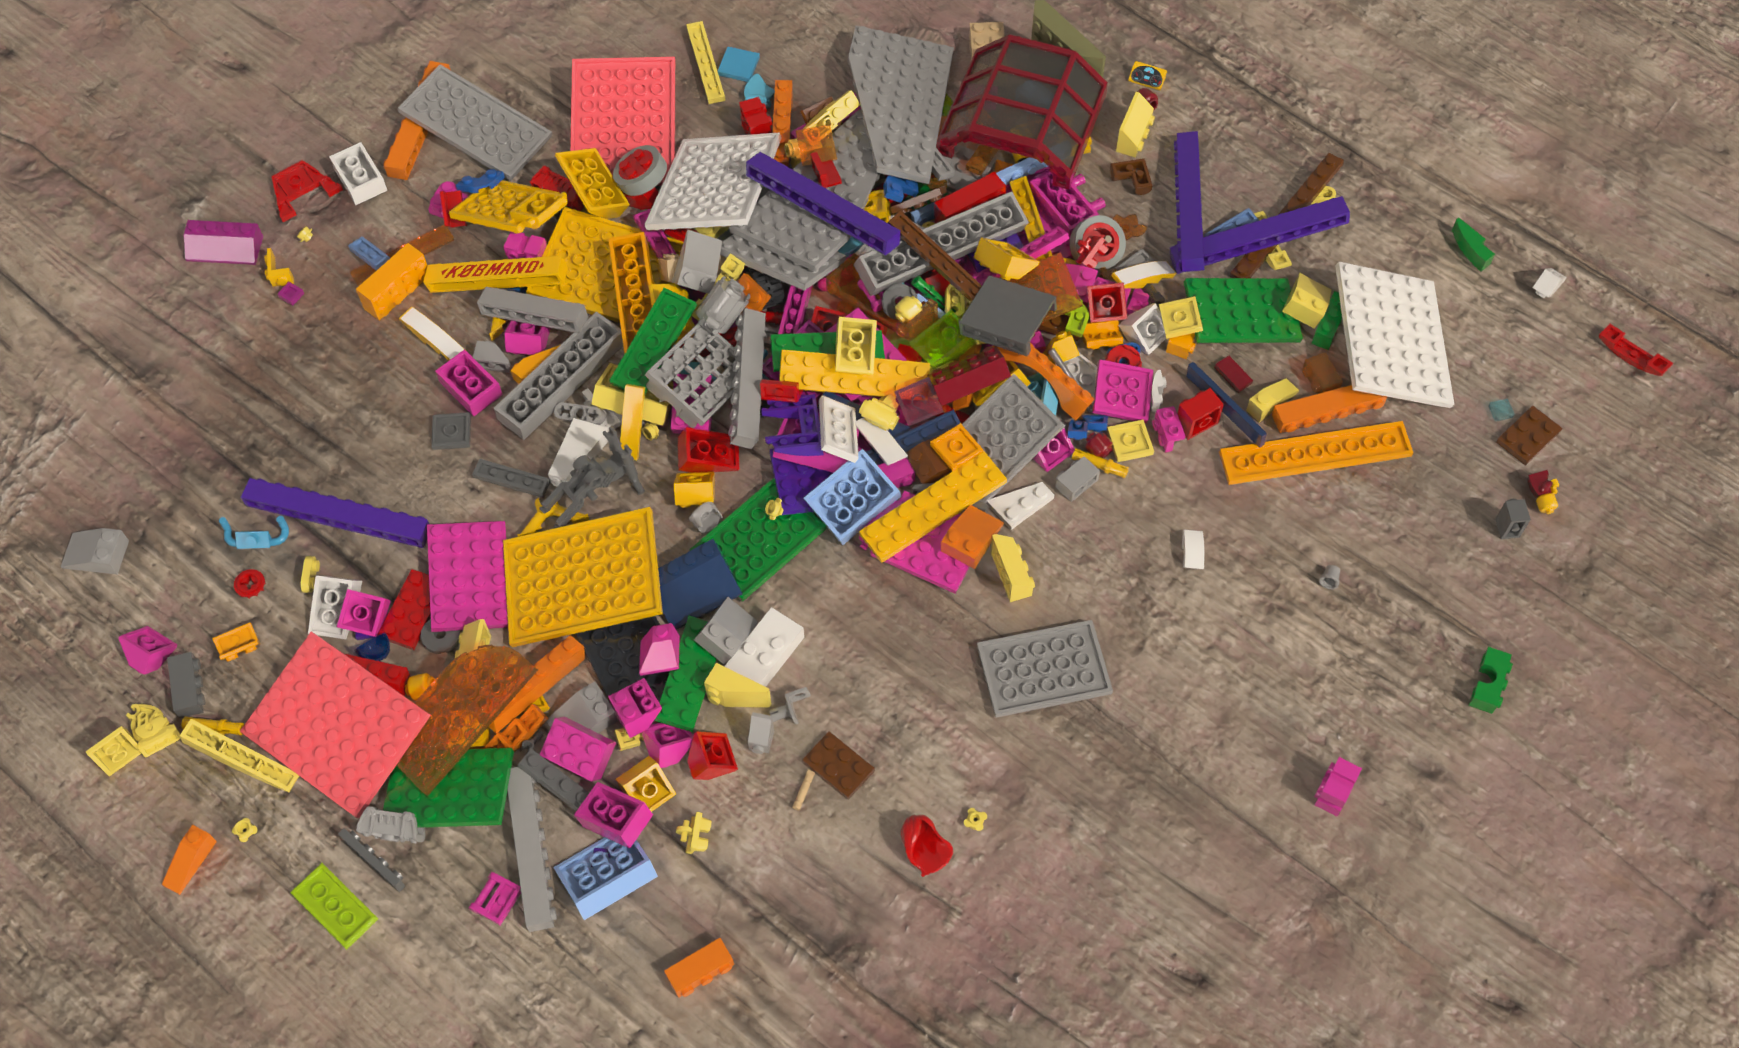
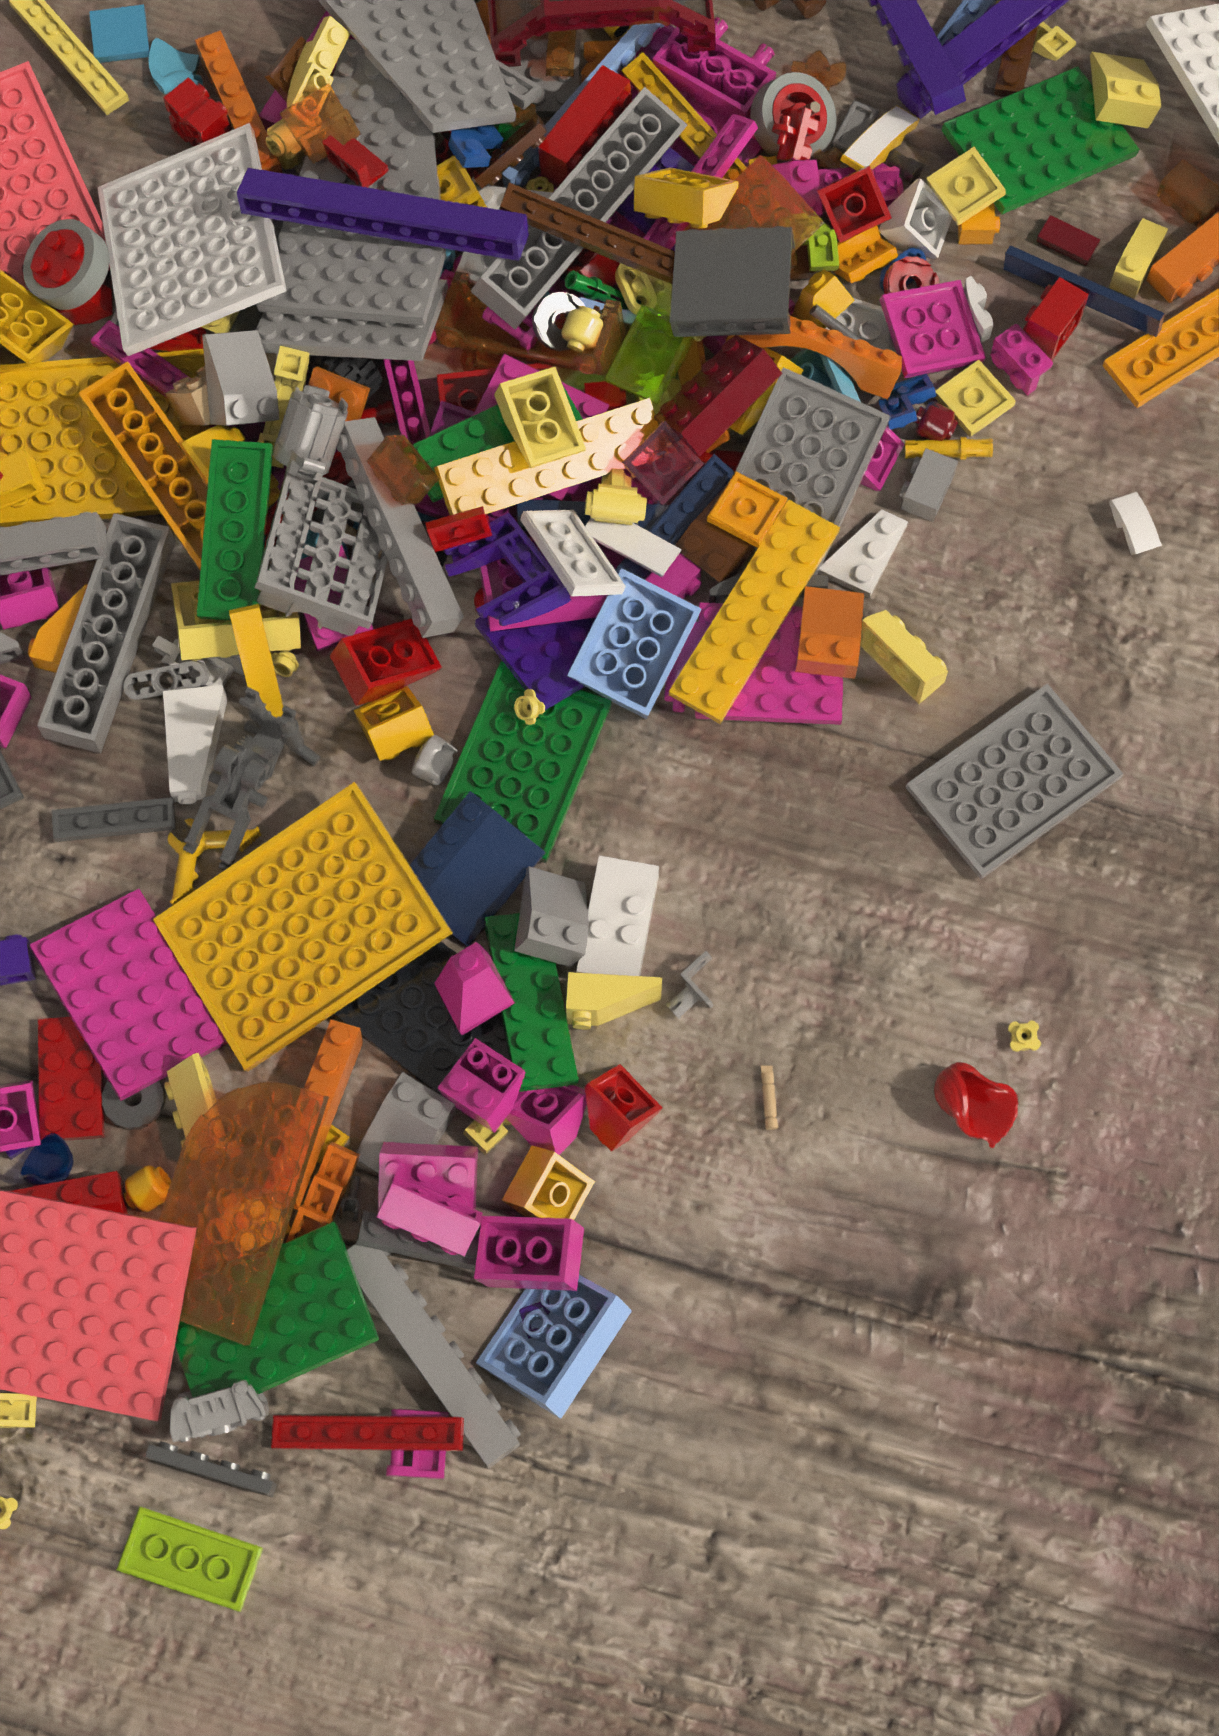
camera: 25 degrees left, 10 degrees up
(469, 878) = (367, 1433): none -> red tile
(565, 766) = (429, 1216): none -> brick
(697, 825) = (647, 1226): light yellow hips -> none
(699, 968) = (755, 1412): orange brick -> none
(760, 733) = (674, 1045): light grey slope -> none
(762, 345) = (402, 470): none -> clear orange brick
(838, 765) = (799, 1041): reddish brown plate -> none
(1329, 323) = (1169, 124): green arch -> none

